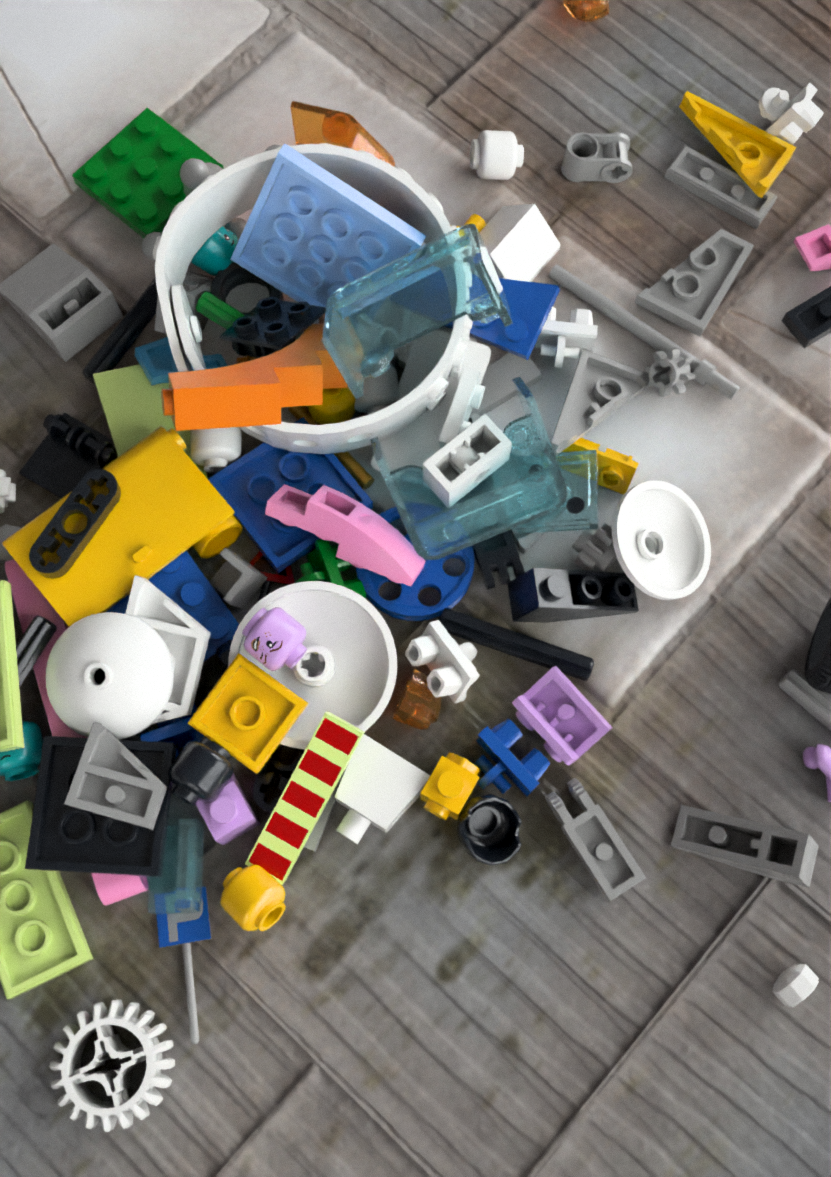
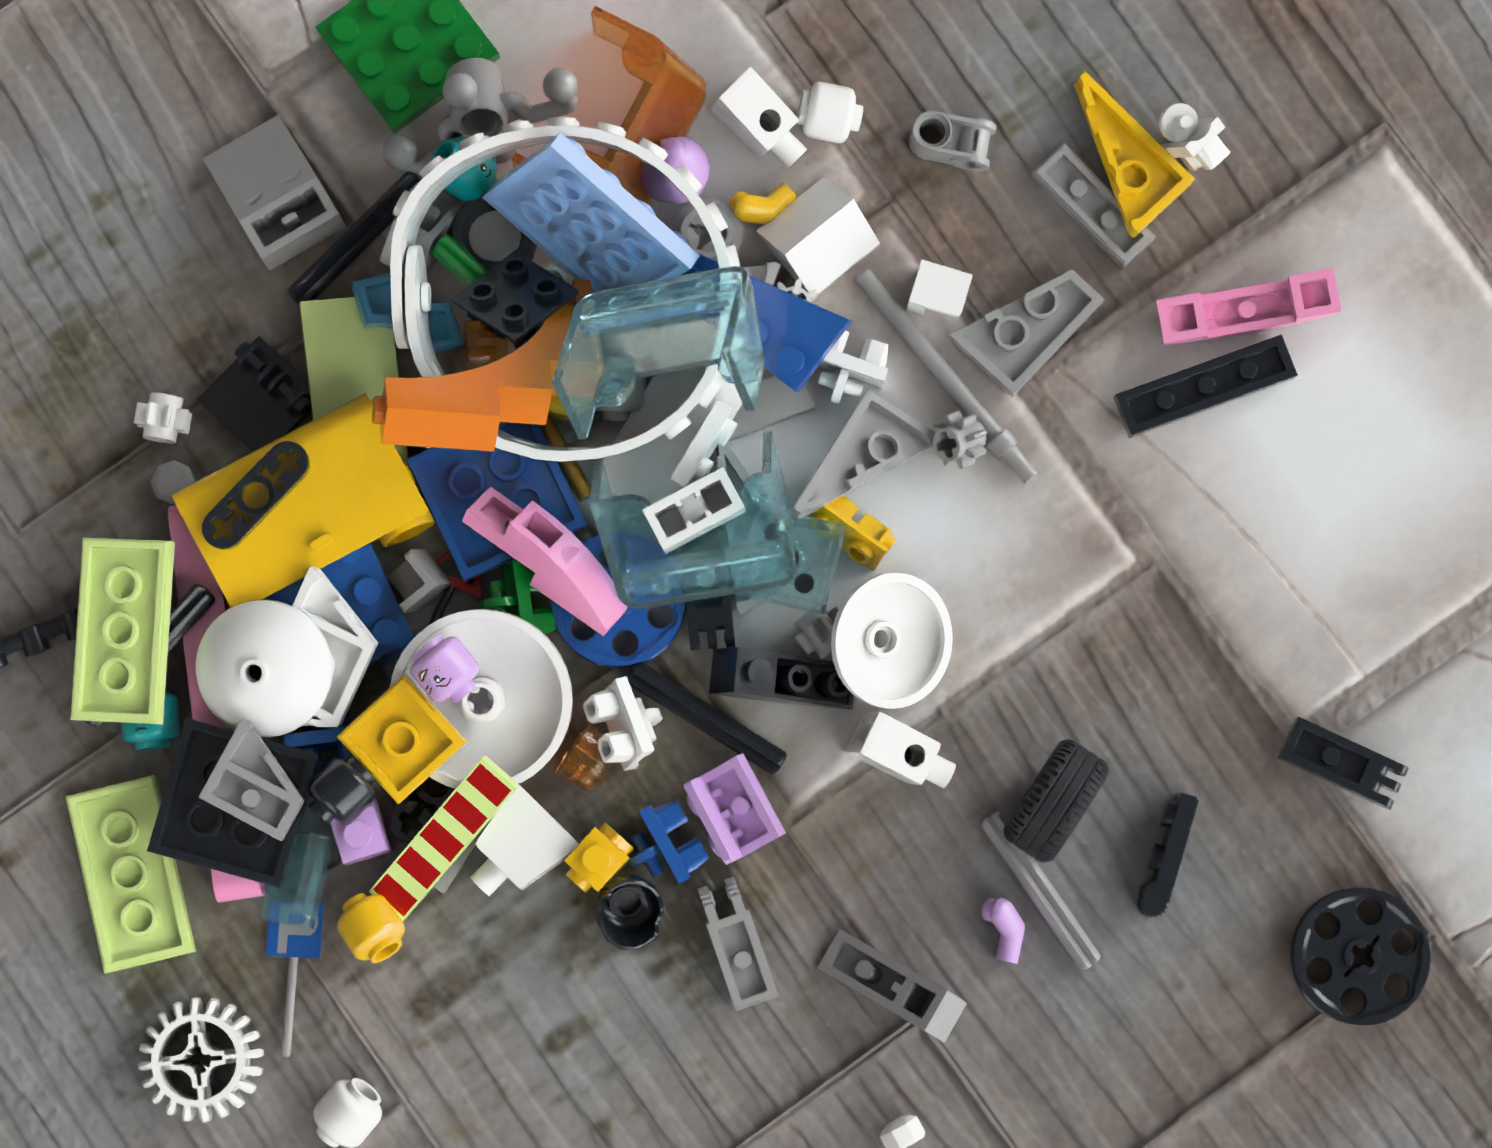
camera: 10 degrees right, 10 degrees up
(264, 1086) = (347, 1113): none -> white head
(441, 163) = (753, 100): none -> white torso
(619, 260) = (939, 289): none -> white panel
(691, 631) = (883, 742): none -> white torso

